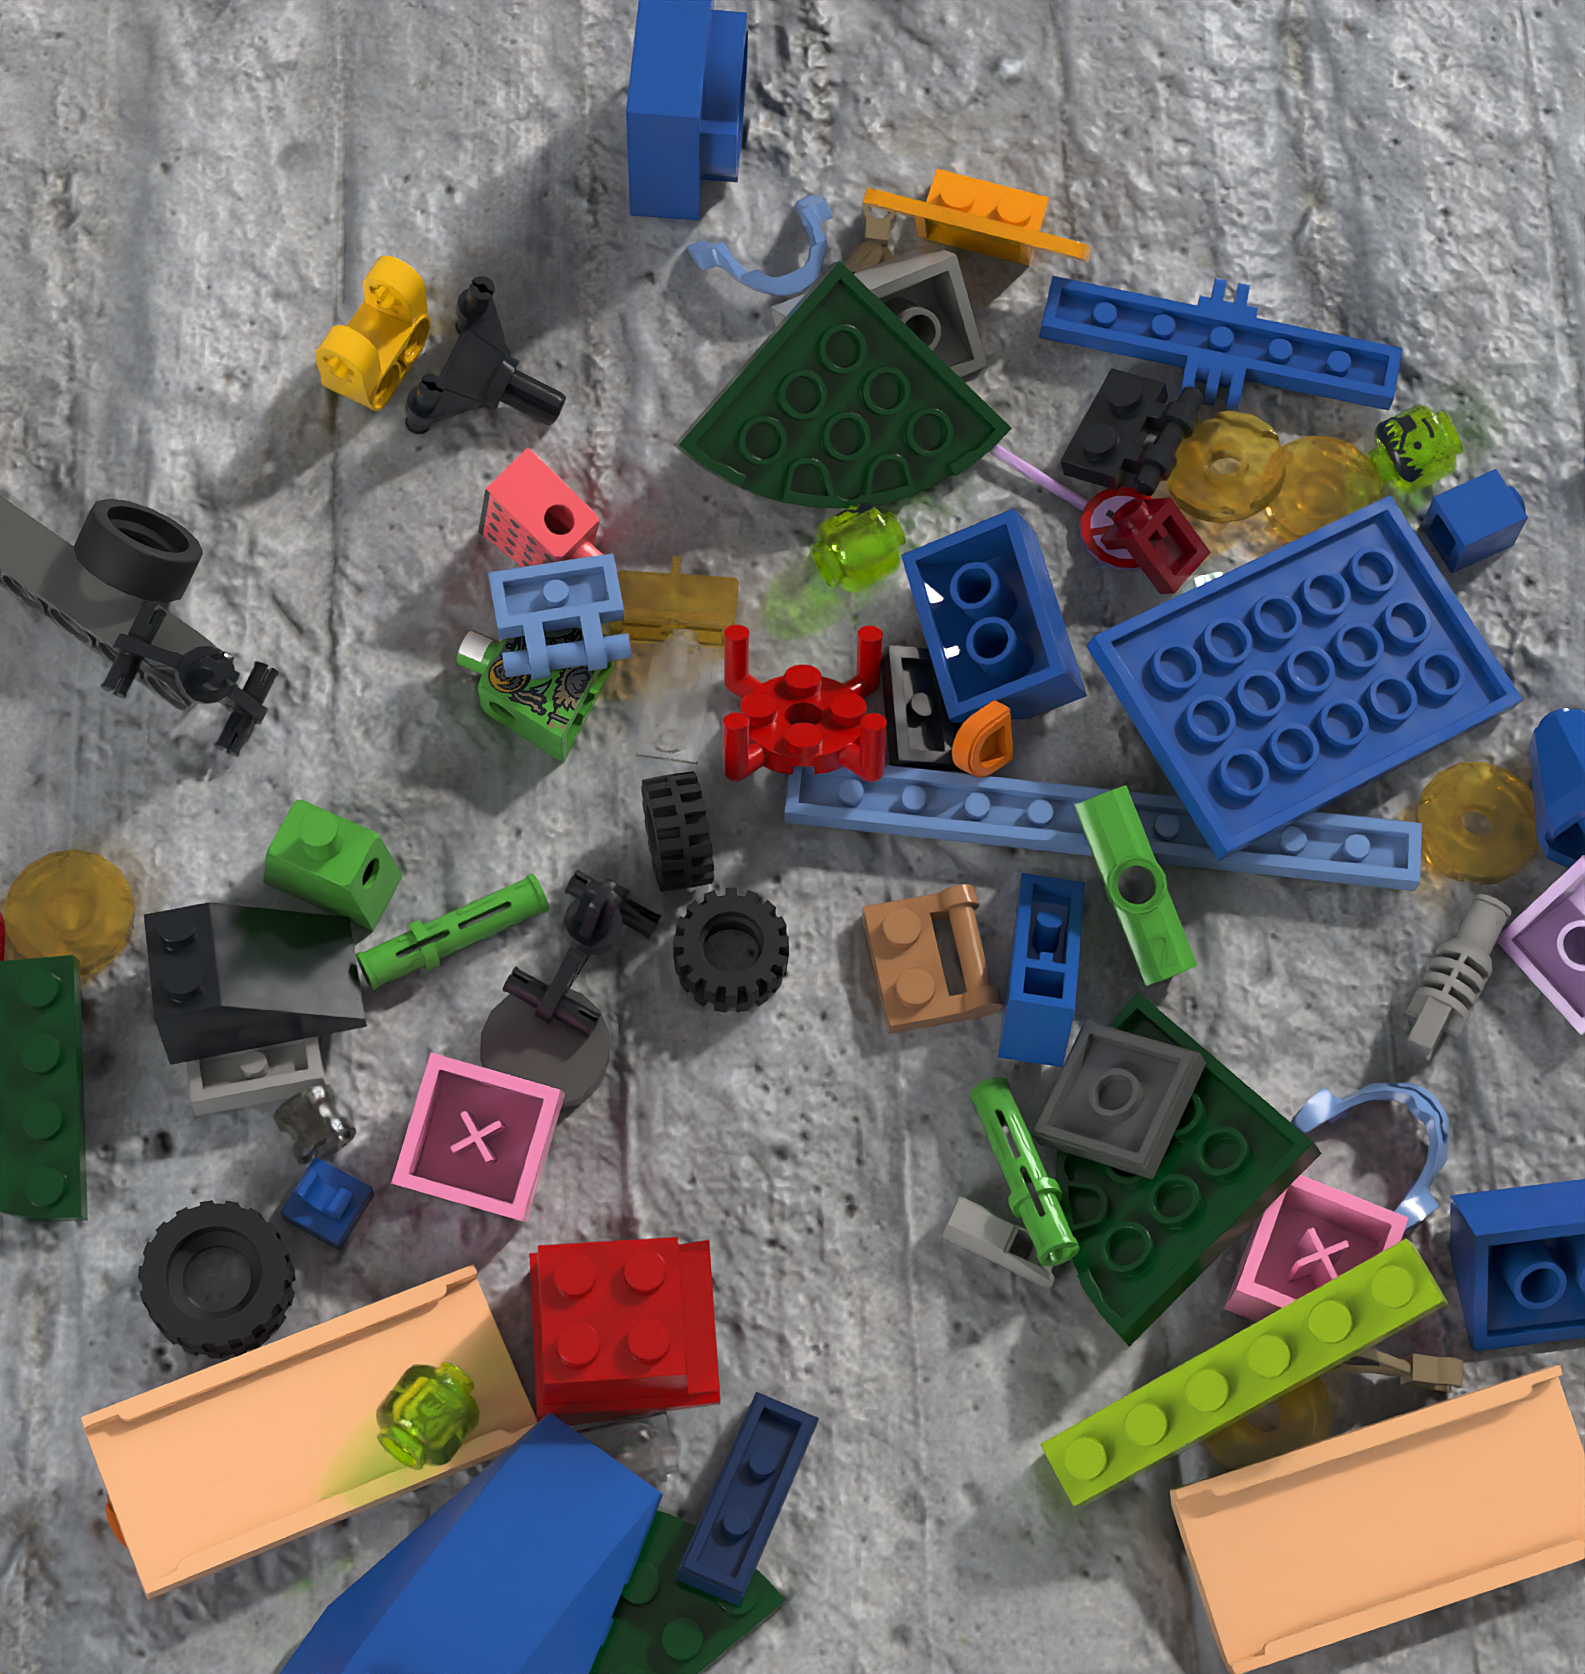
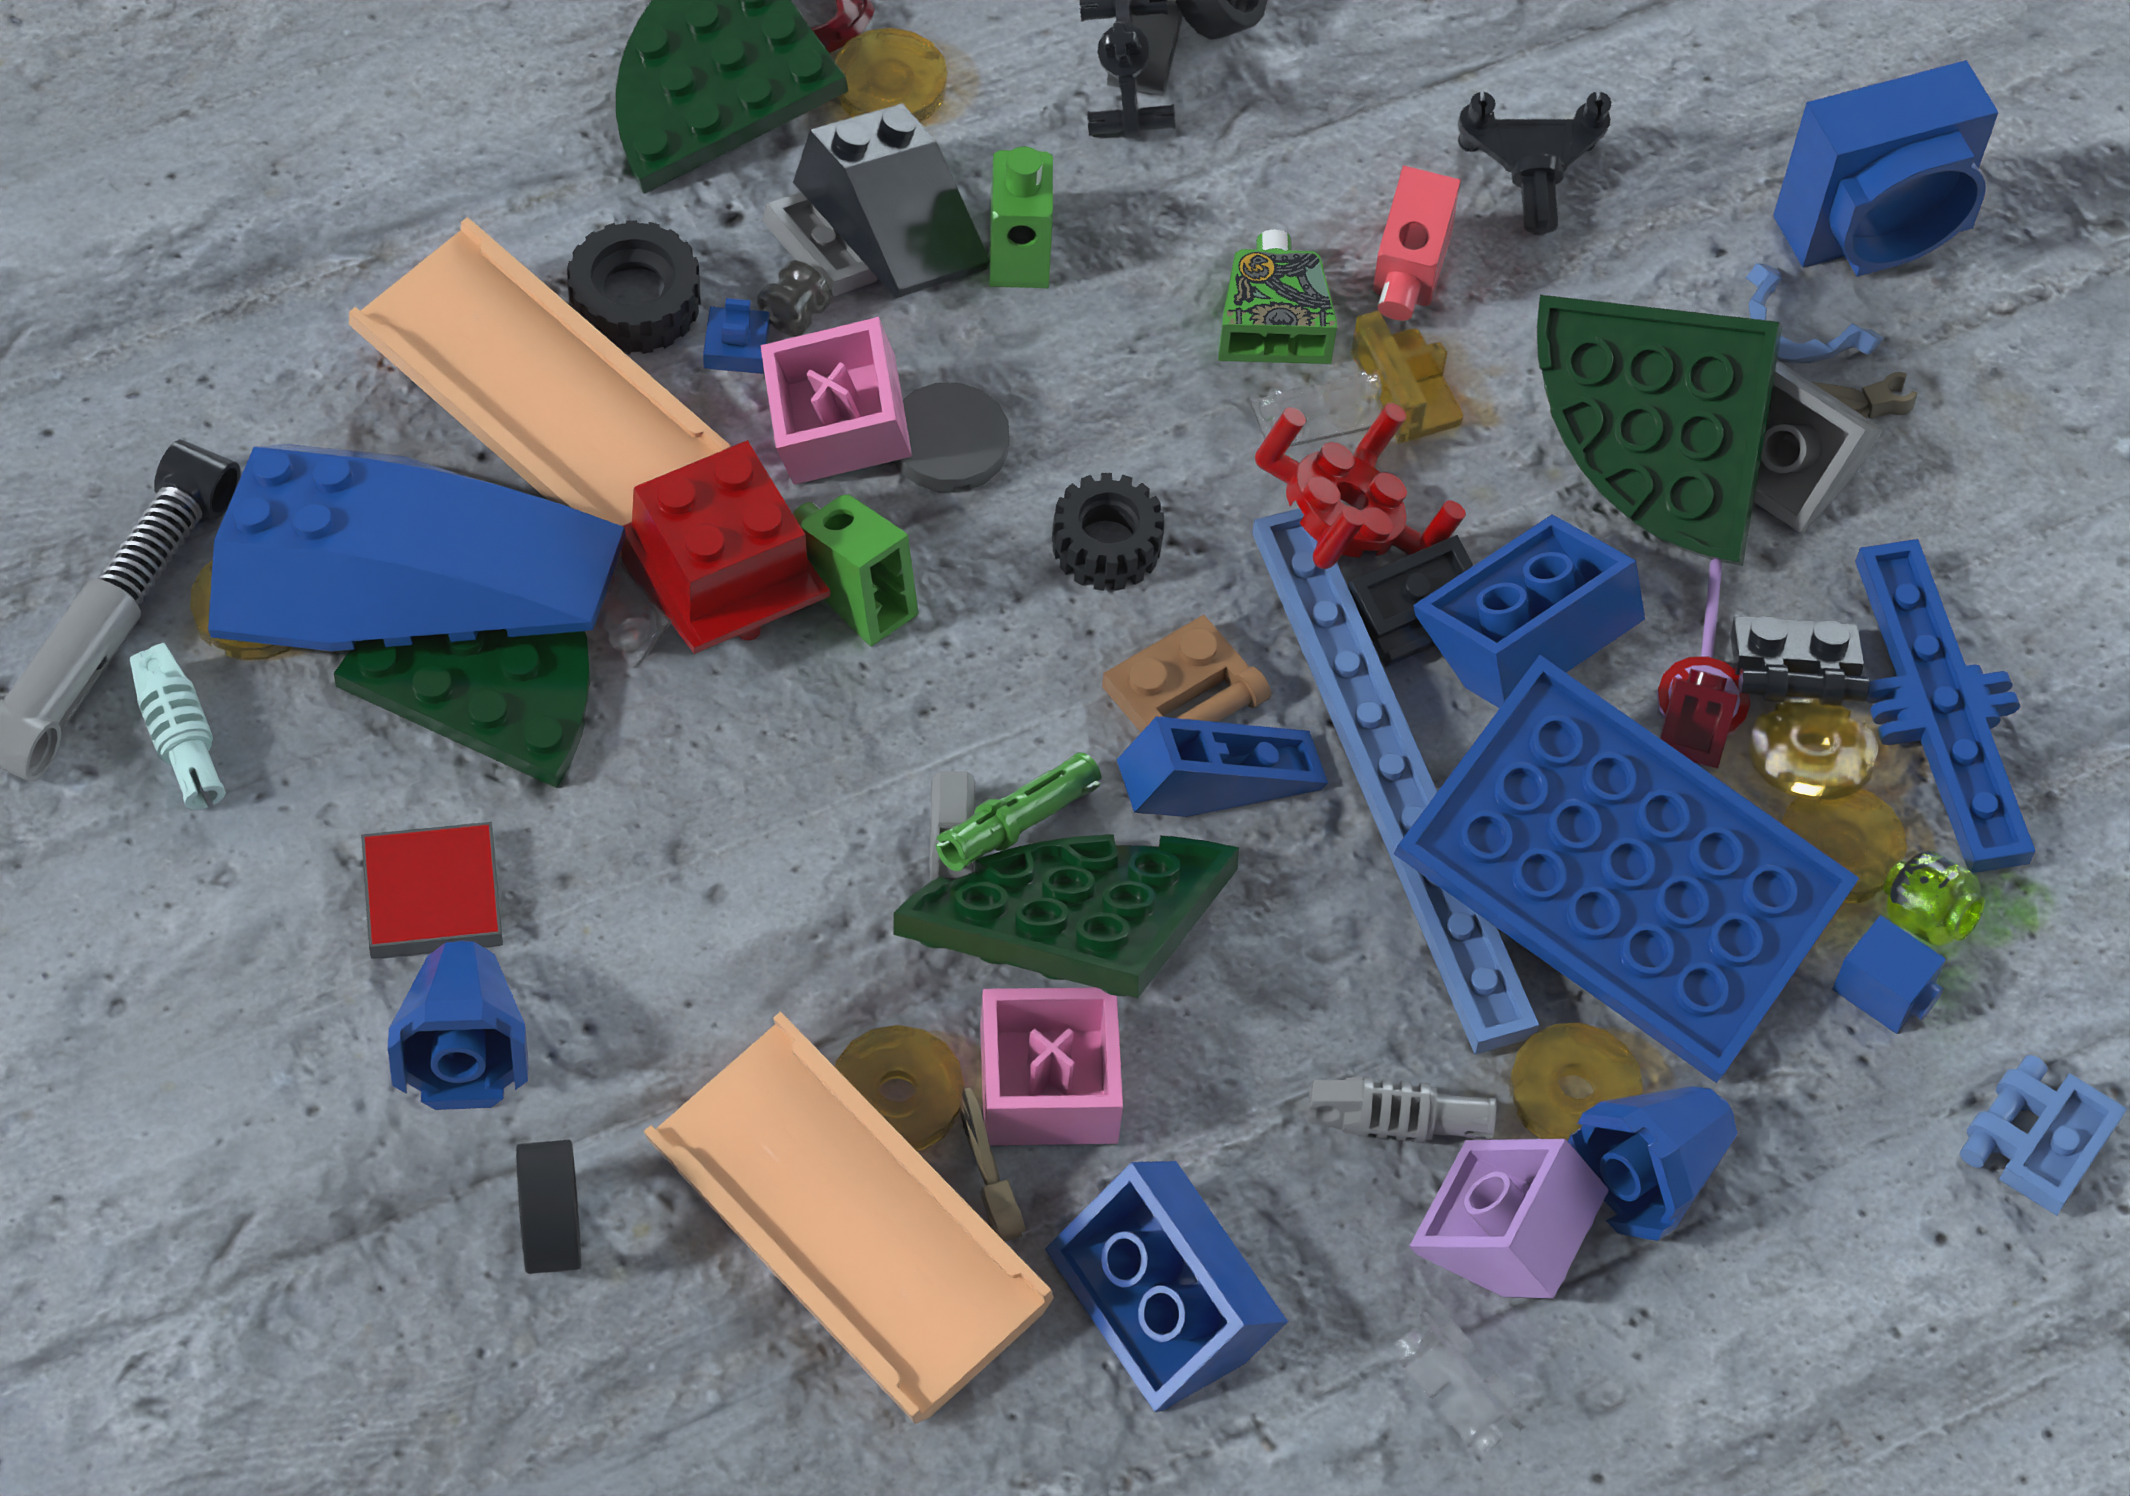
camera: 65 degrees right, 10 degrees down
(381, 962) = (995, 318): bright green pin -> none
(382, 338) = (1521, 75): yellow piece -> none
(427, 1415) = (580, 443): clear neon green head -> none
(555, 599) = (1342, 264): medium blue plate -> none
(590, 928) = (1052, 404): black axle -> none
(677, 831) = (1186, 440): black tyre -> none
(696, 1194) = (862, 564): none -> bright green torso
(747, 1499) = (628, 712): dark blue tile -> none
(858, 547) = (1544, 484): clear neon green head -> none
(980, 218) = (1943, 461): light orange plate -> none
(984, 741) = (1404, 636): orange tile -> none
(1118, 1099) = (1121, 853): dark grey tile -> none
(1149, 927) = (1360, 773): bright green piece -> none
(1244, 1373) = (909, 1014): lime brick -> none
(1417, 1201) = (1254, 1115): medium blue helmet -> none

